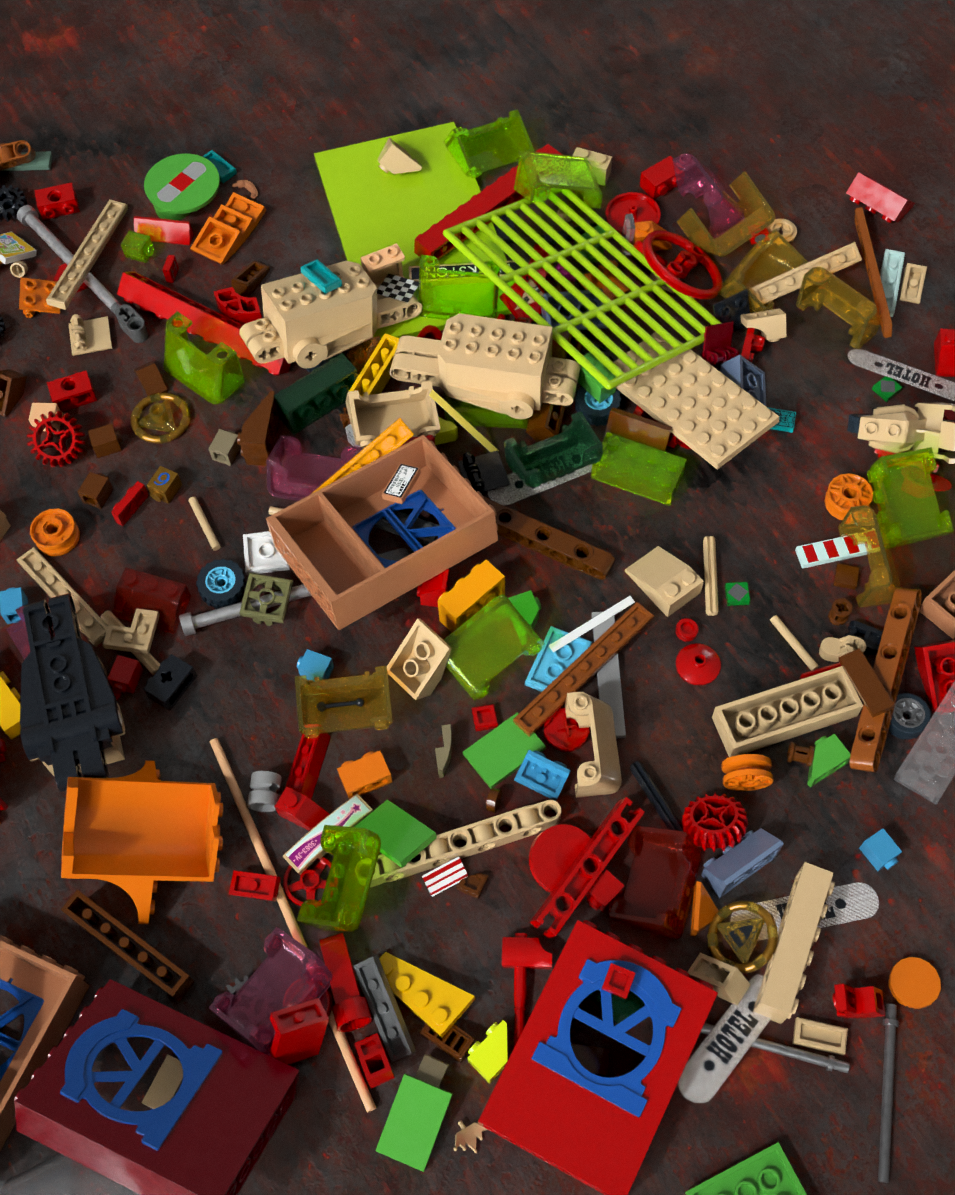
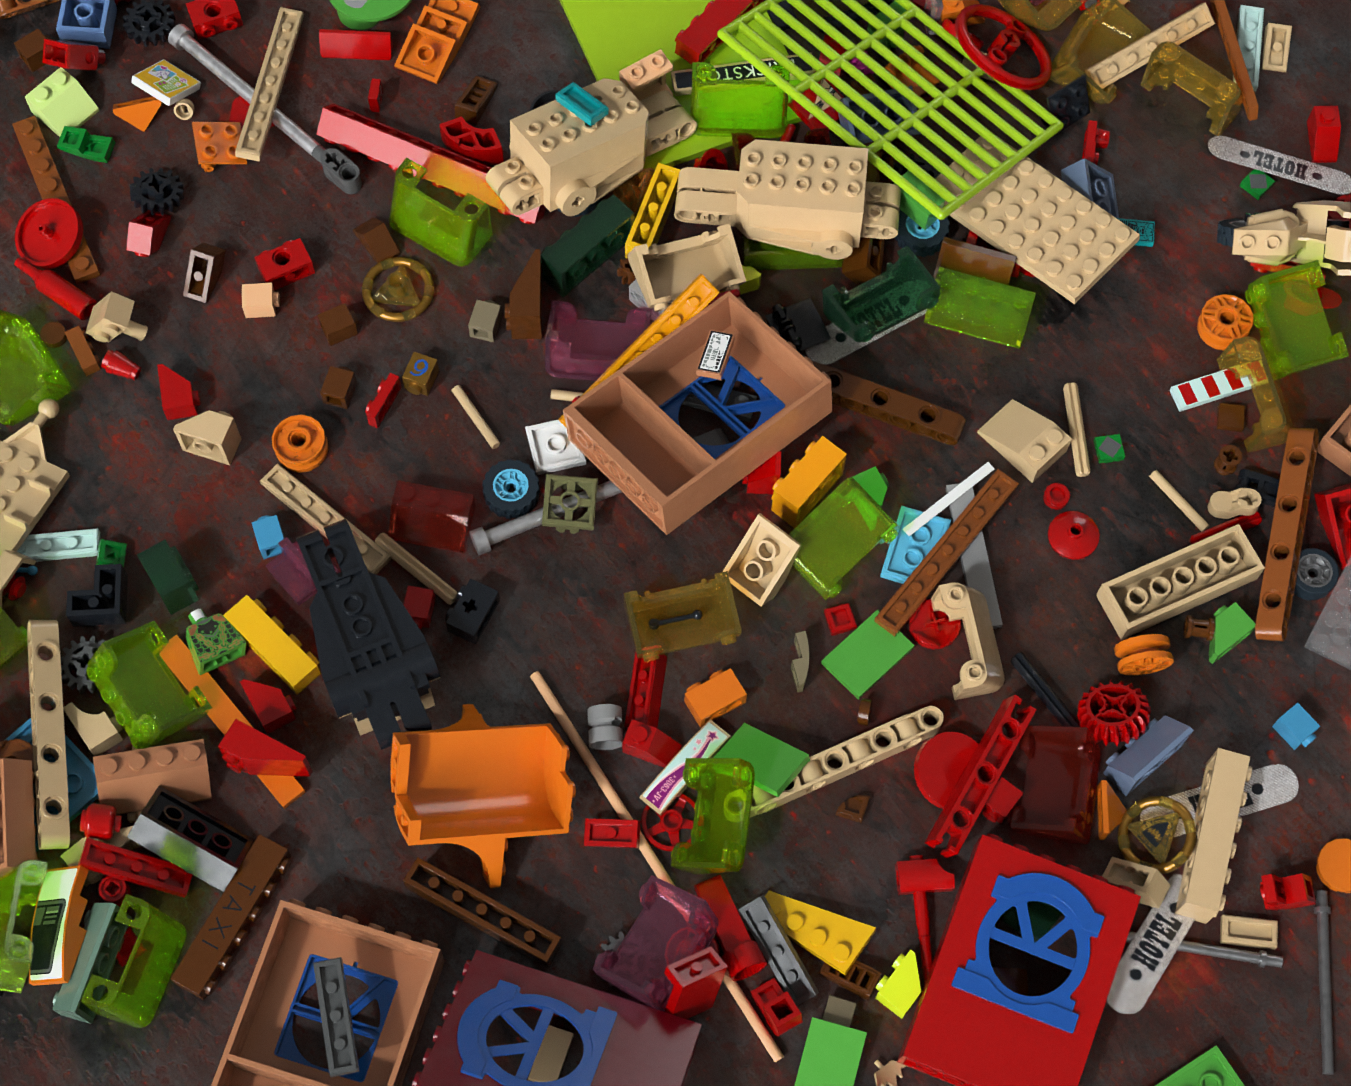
camera: 10 degrees left, 5 degrees up
(64, 435) = (295, 318): red gear -> none
(89, 335) = (290, 189): tan hinge -> none
(133, 639) = (424, 564): tan plate -> none
(137, 246) = (329, 68): clear neon green brick -> none
(315, 665) = (637, 577): dark azure brick -> none
(398, 288) = (666, 102): sticker -> none
(445, 876) = (822, 802): sticker -> none
(465, 424) = (768, 268): light yellow sticker -> none
(542, 774) = (916, 678): dark azure bracket -> none
(618, 981) = (1035, 894): red plate -> none
(718, 343) = (1056, 146): dark red hinge -> none
(770, 322) = (1114, 113): tan arch -> none
(866, 682) = (1266, 541): reddish brown tile -> none

